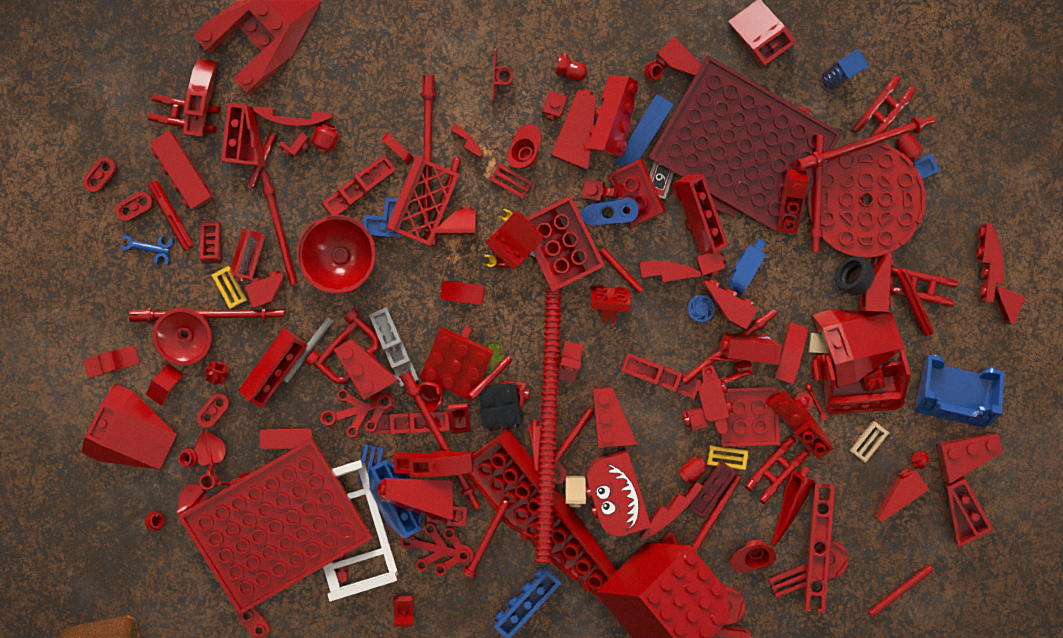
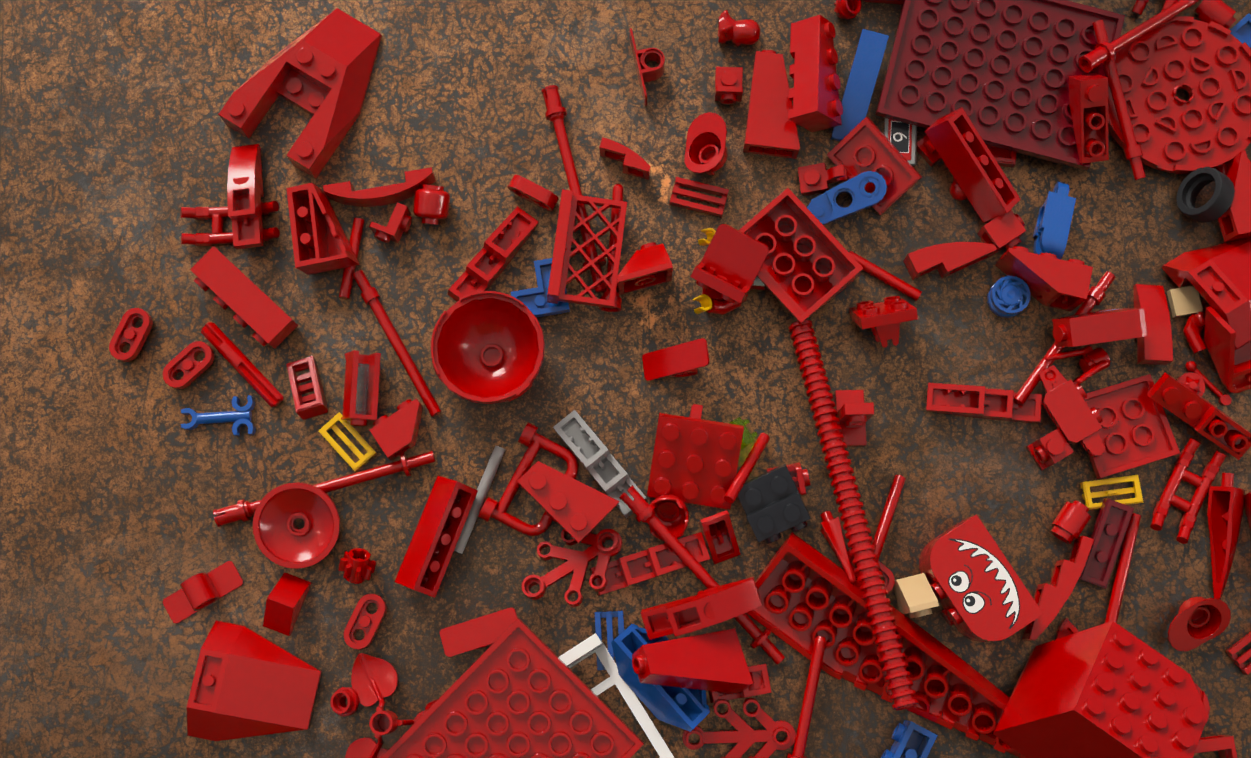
camera: 10 degrees left, 10 degrees down
(610, 420) = (932, 481): red wedge -> none

